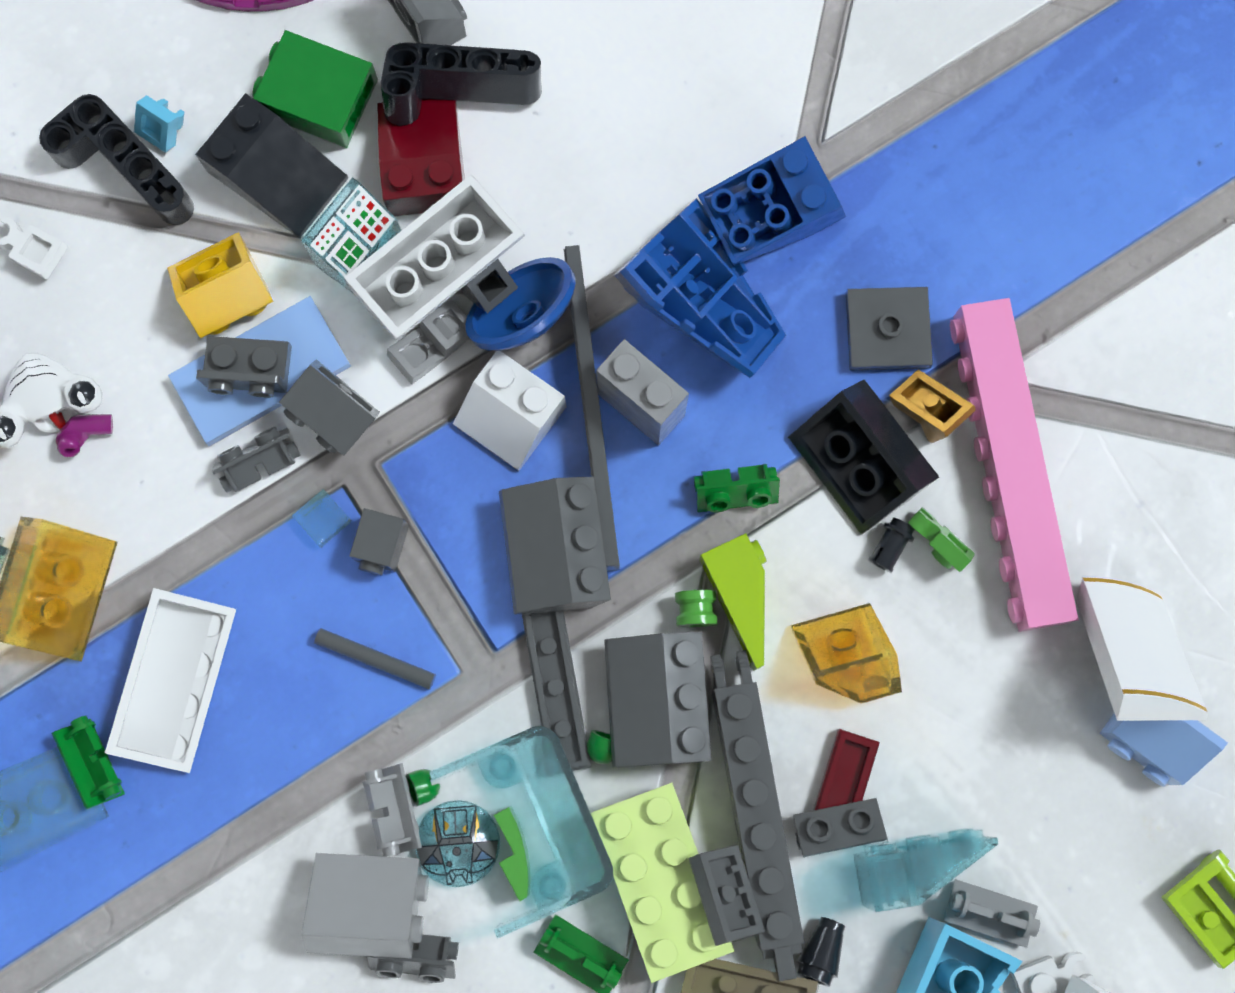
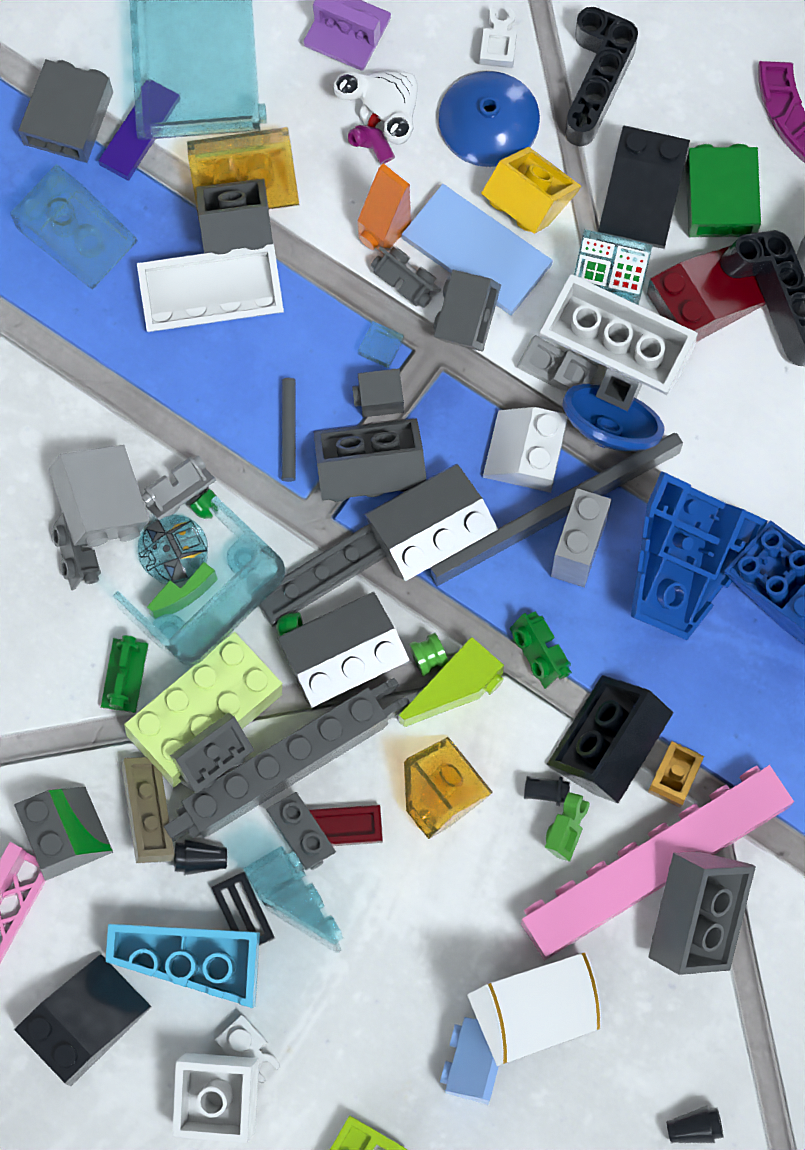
camera: 70 degrees right, 5 degrees down
(88, 762) = (124, 255): green hinge -> none
(101, 618) = (234, 216): none -> dark grey brick
(130, 312) = (486, 136): none -> blue dish
(157, 122) = (639, 88): medium azure tile -> none
(173, 447) = (385, 210): none -> orange slope
(245, 365) = (475, 236): dark grey bracket -> none
(450, 583) = (369, 459): none -> dark grey slope
(863, 928) = (230, 884): none -> black tile
(888, 328) = (729, 720): dark grey plate -> none
(992, 913) = (282, 980): light grey hinge -> none
(1091, 442) = (701, 913): none -> dark grey slope

